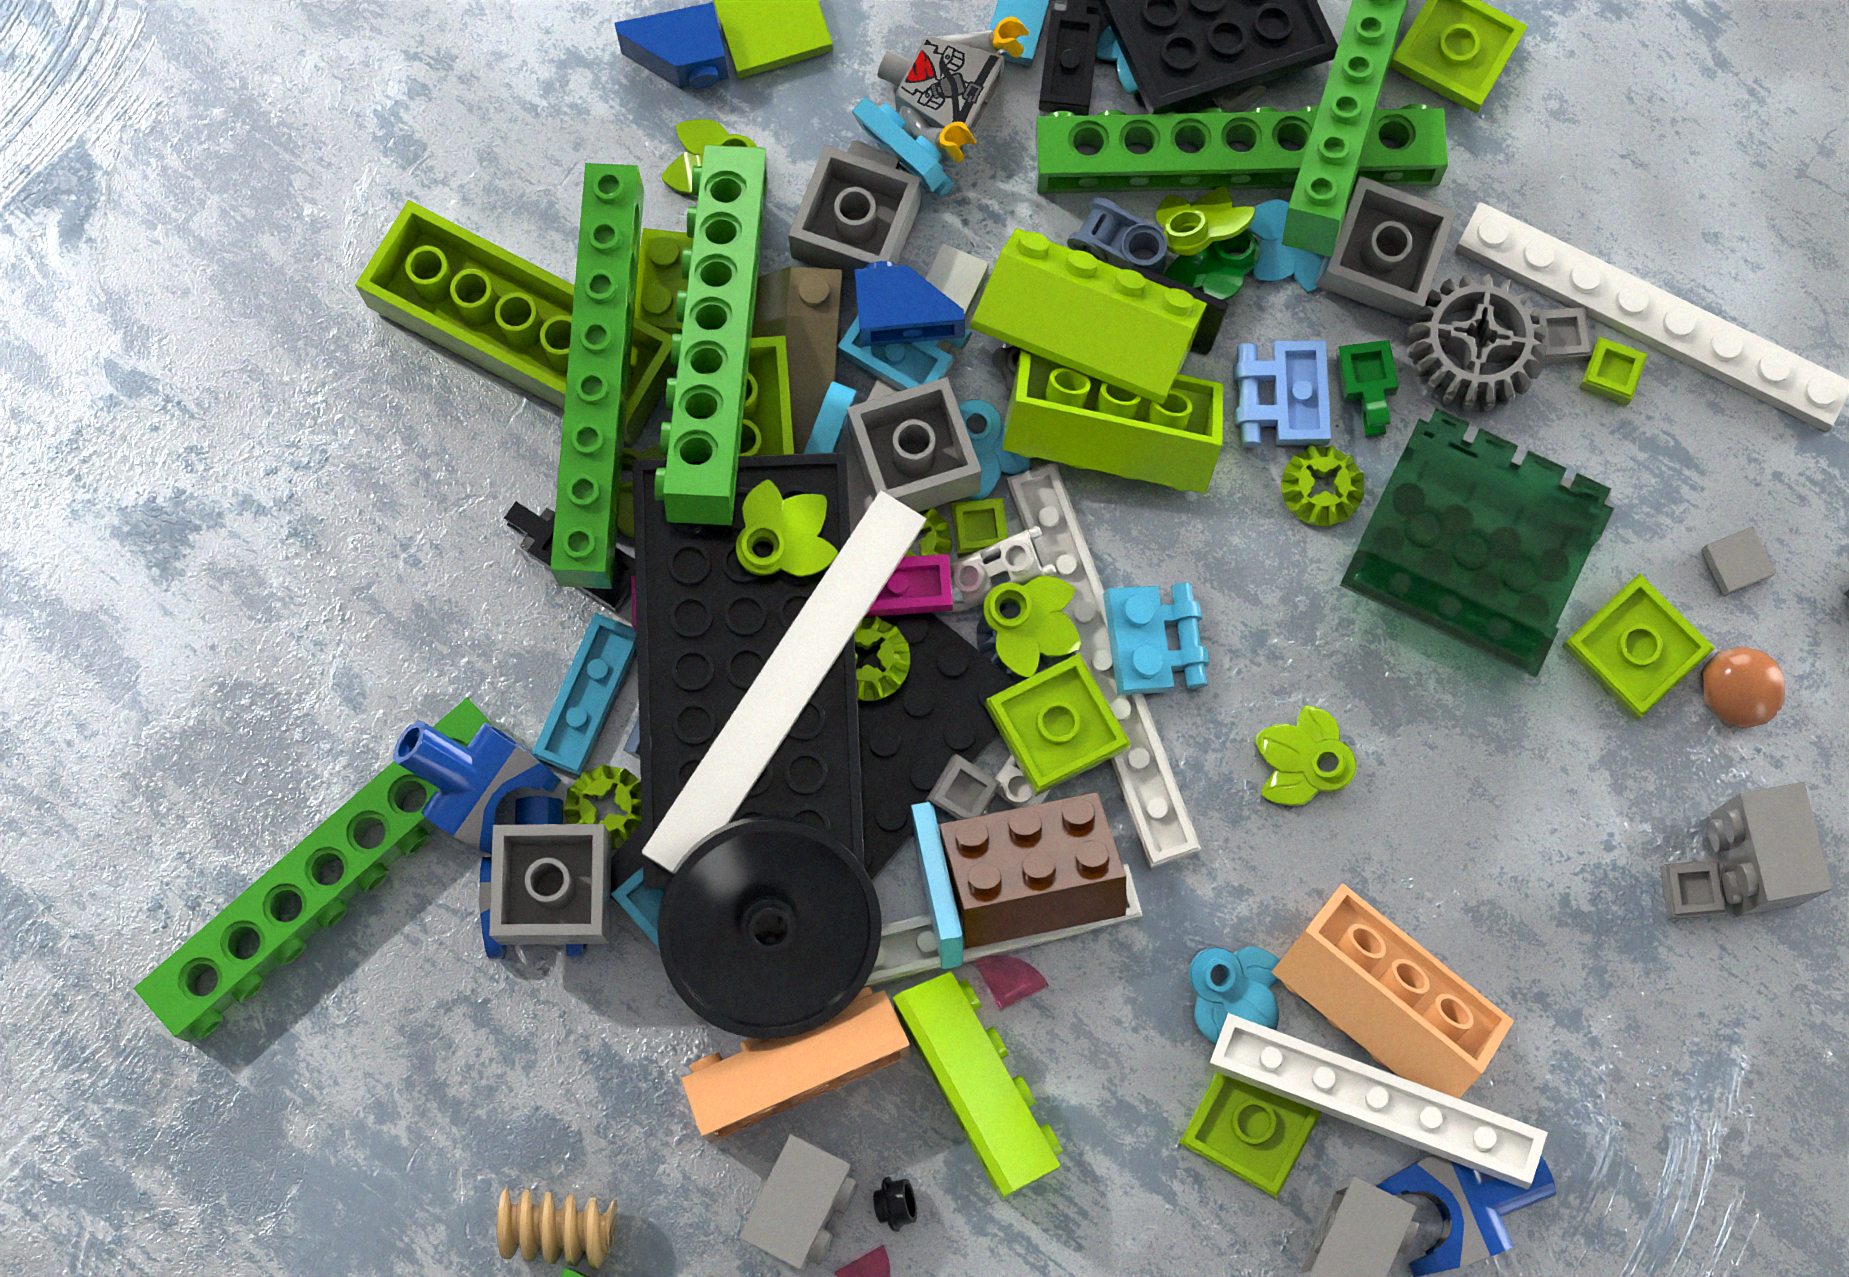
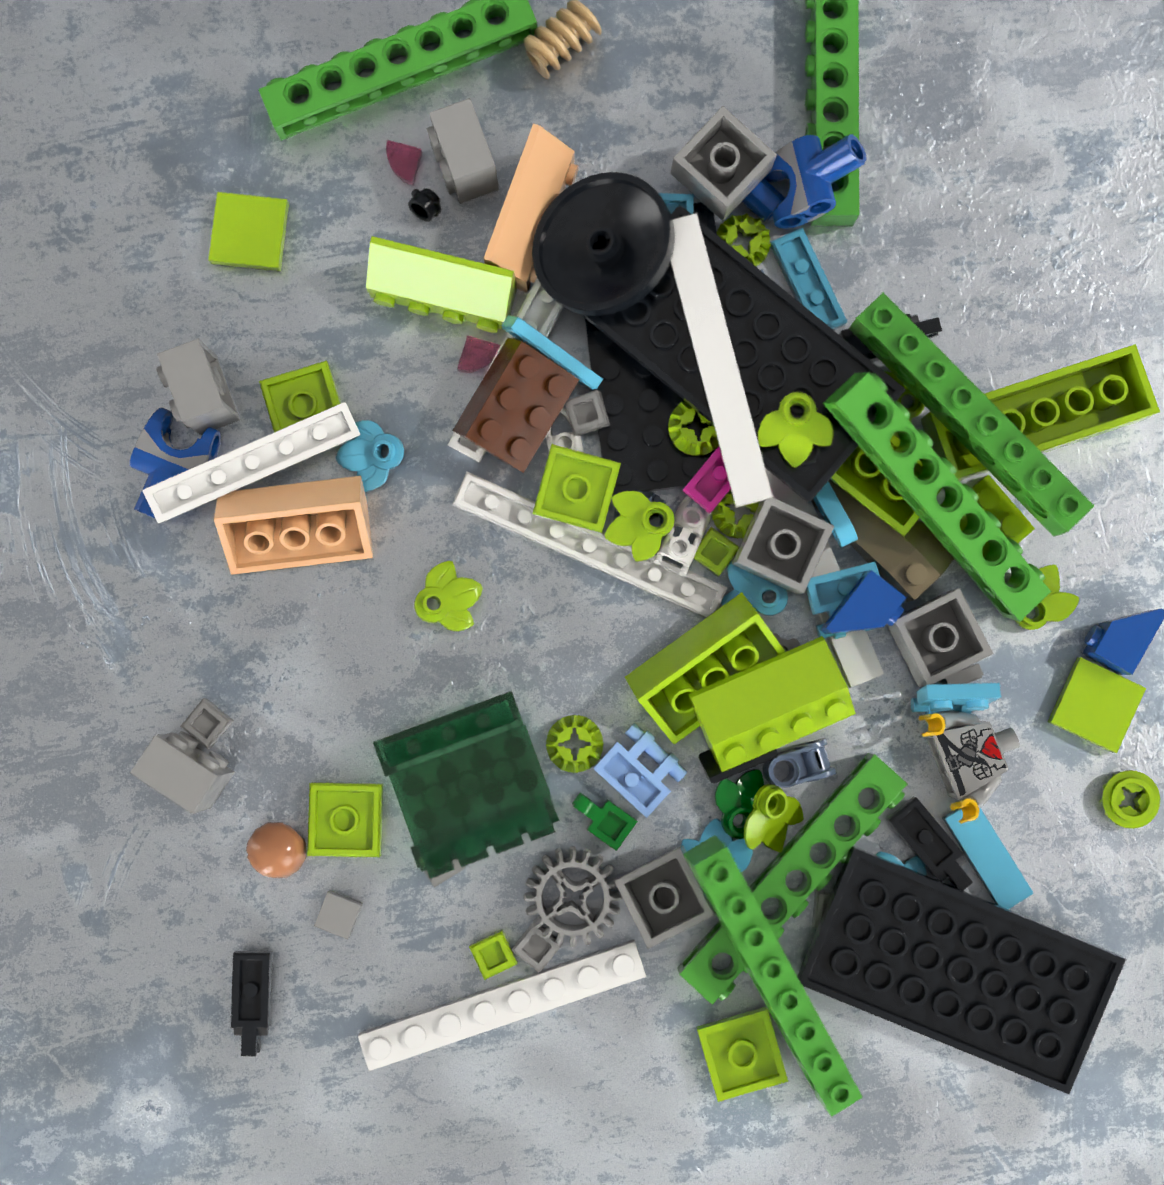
camera: 130 degrees right, 10 degrees up
(1140, 643) = (582, 573): medium azure plate -> none

